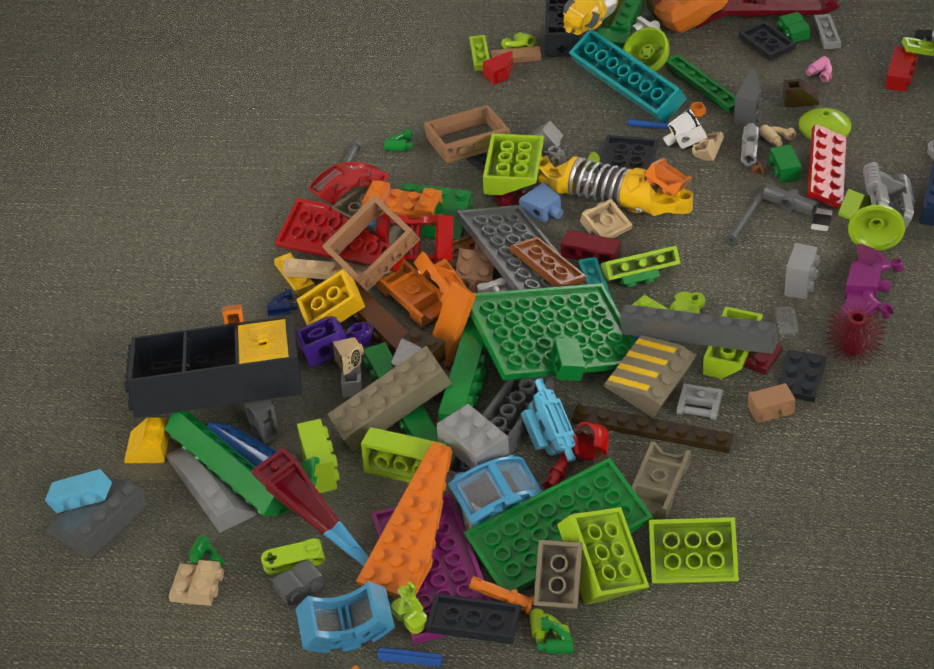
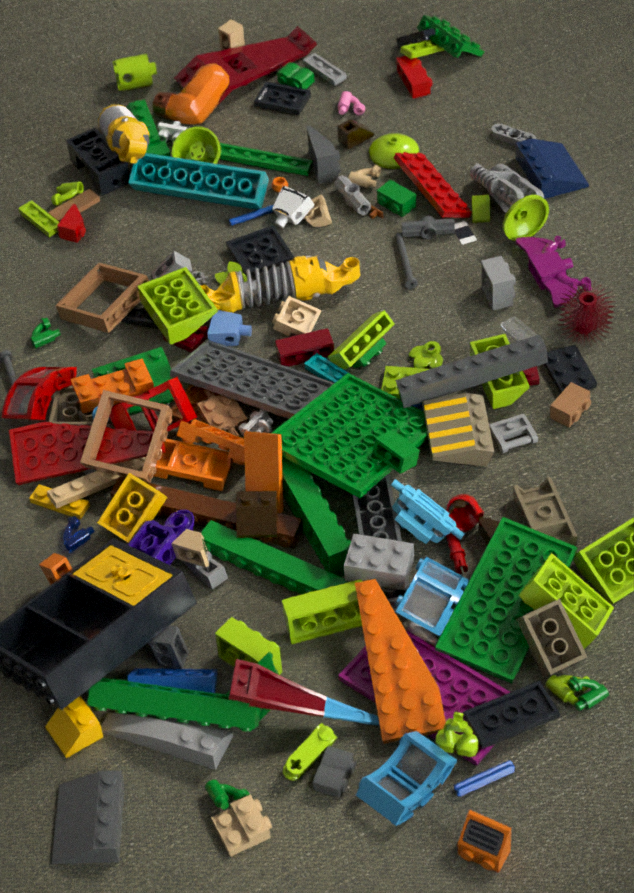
camera: 35 degrees left, 5 degrees up
(78, 491) = (60, 807): medium azure brick -> none
(390, 397) = (270, 566): dark tan brick -> none
(502, 594) = (520, 680): orange pin -> none
(547, 263) = (287, 378): dark orange tile -> none
(655, 428) = (497, 474): dark brown plate -> none
(667, 177) = (325, 254): orange piece -> none

